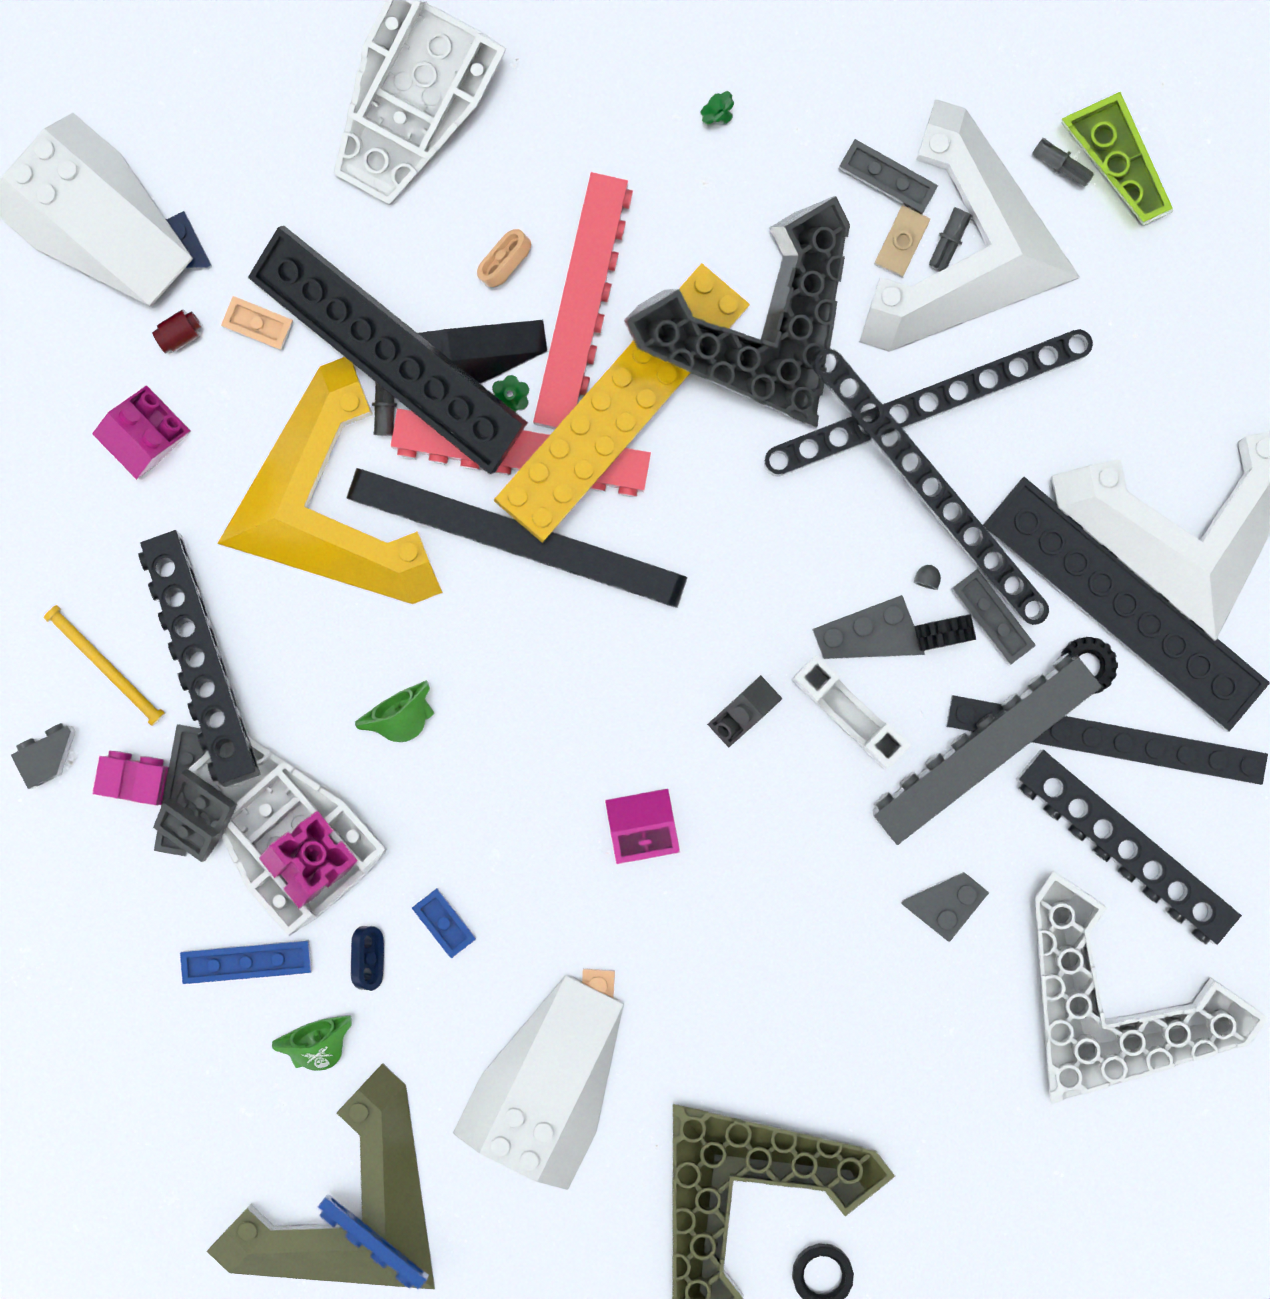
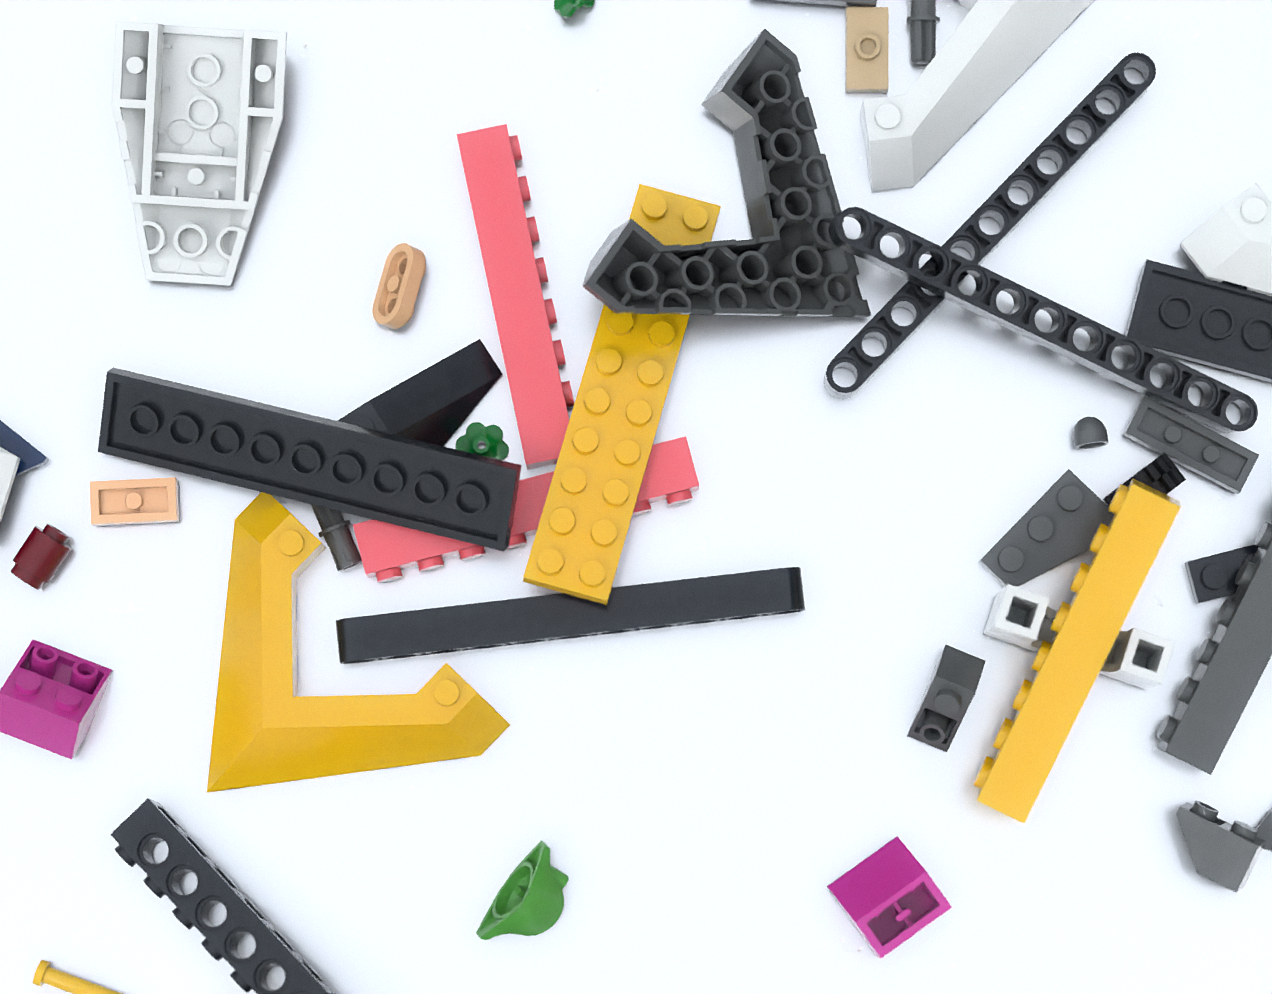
camera: 25 degrees left, 5 degrees down
(850, 715) = (1078, 649): none -> yellow brick
(879, 896) = (1218, 848): none -> slope

